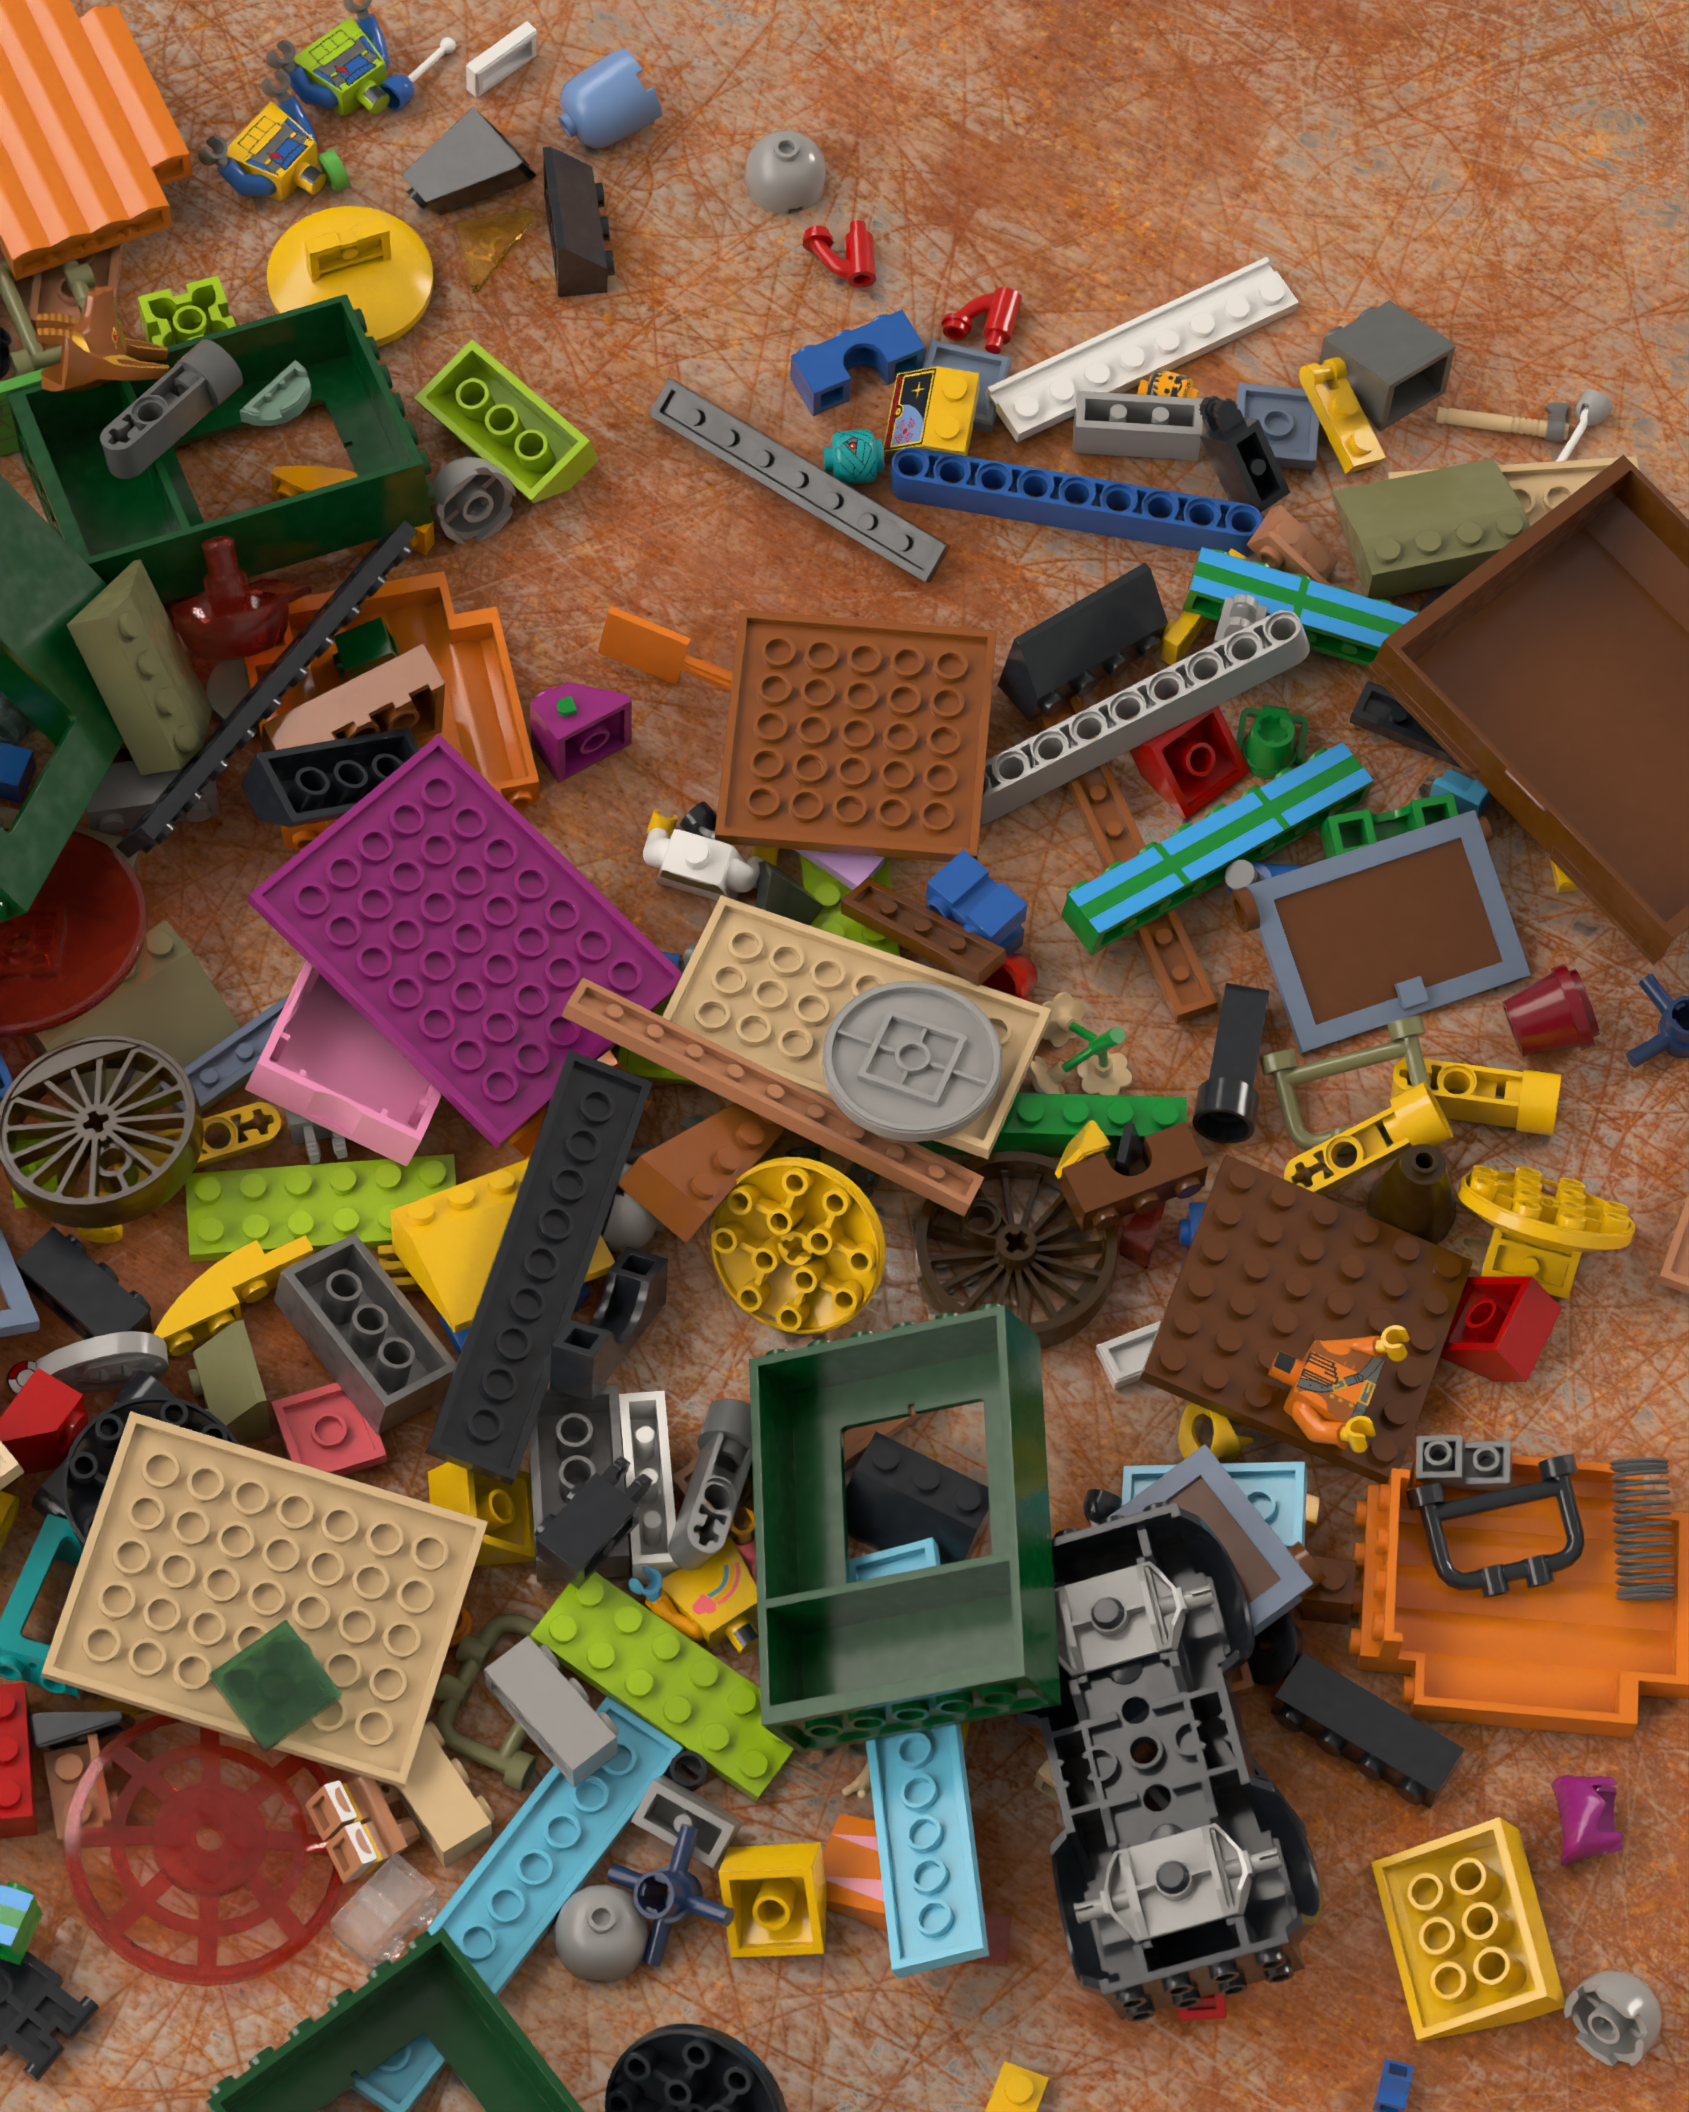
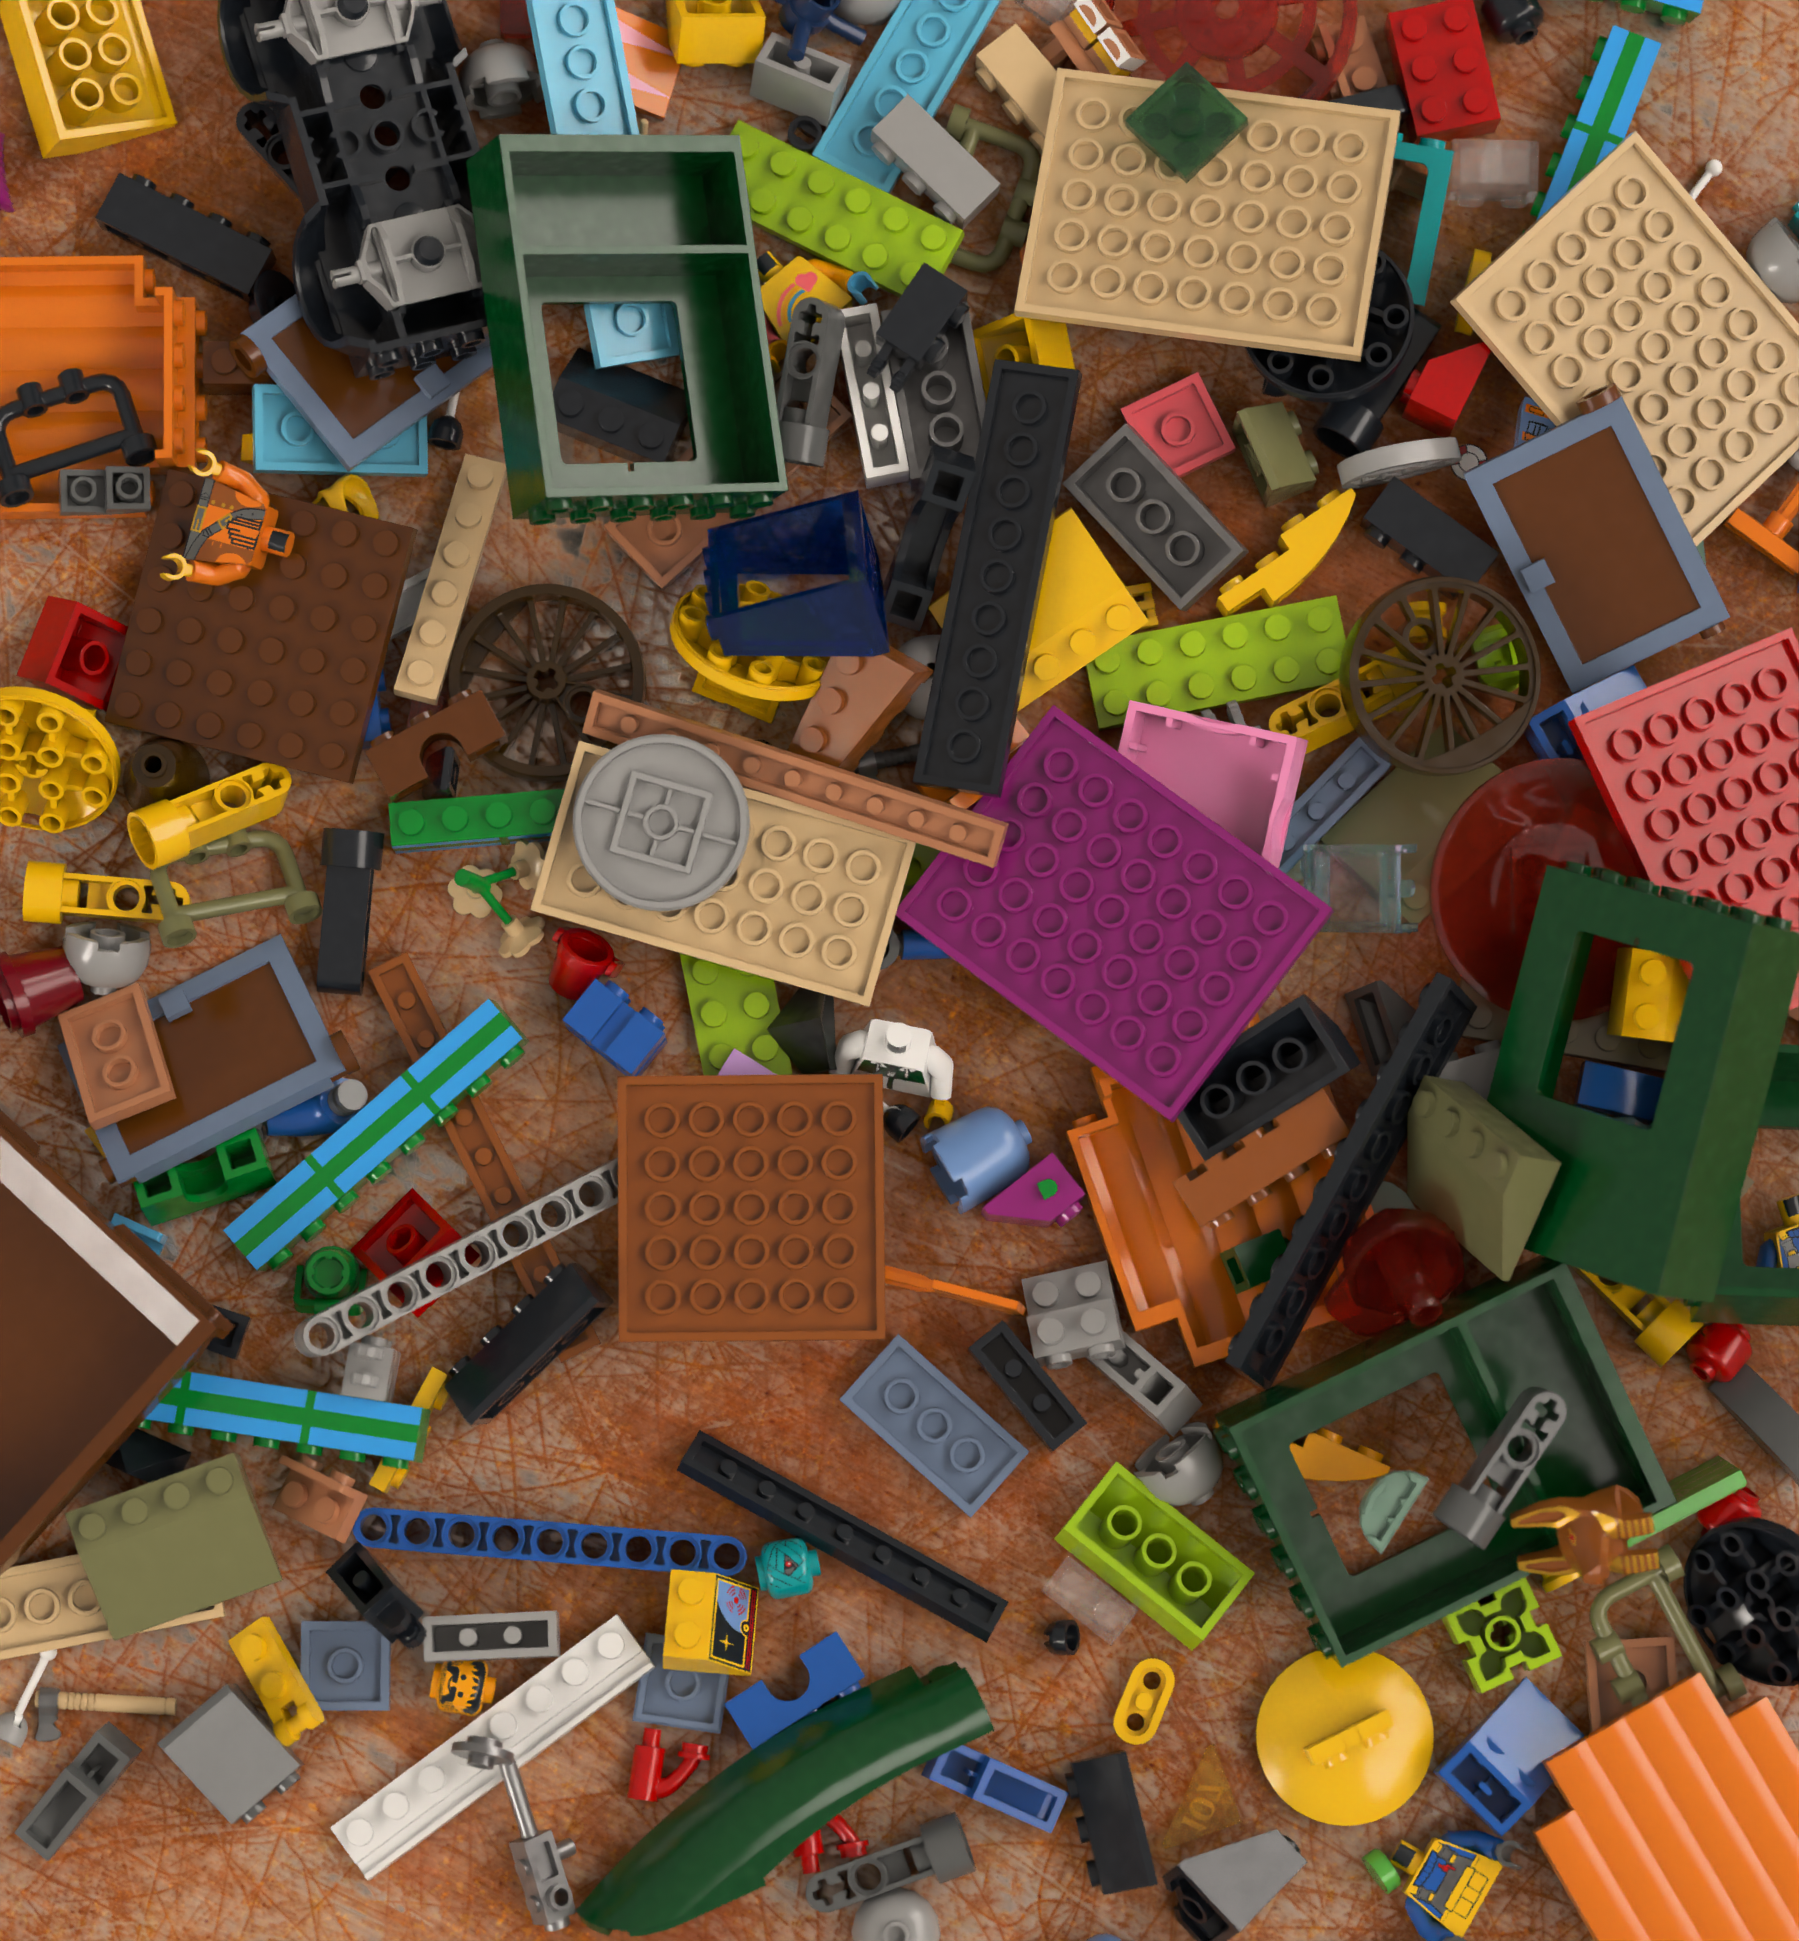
camera: 175 degrees right, 20 degrees up
(209, 855) = (1378, 1020): none -> dark grey slope
(211, 235) = (1501, 1760): none -> blue slope
(215, 962) = (1359, 885): none -> window
(500, 581) = (1149, 1385): none -> light grey slope
(529, 326) = (1144, 1701): none -> yellow plate
(554, 632) = (1073, 1315): none -> light grey plate
(575, 398) = (1089, 1600): none -> clear brick
(601, 382) = (1063, 1637): none -> black hinge
(604, 567) = (1026, 1386): none -> black brick
(627, 771) = (978, 1156): none -> medium blue cylinder
(682, 273) = (998, 1786): none -> blue slope
(698, 560) = (934, 1425): none -> sand blue plate
(725, 1353) = (809, 540): none -> clear blue windscreen
(774, 215) = (938, 1851): none -> dark grey beam
(872, 263) = (780, 1795): none -> dark green slope
(923, 931) = (664, 992): reddish brown plate -> none
(1016, 1857) = (499, 79): none -> light grey cylinder
(1086, 1144) = (490, 768): yellow slope -> none
(1107, 1354) = (450, 579): none -> tan plate
(1110, 258) = (535, 1852): none -> flat silver piece
(1471, 936) = (116, 1056): none -> nougat plate
(1478, 1035) = (107, 956): none -> light grey cylinder
(1528, 354) = (78, 1790): none -> dark grey slope

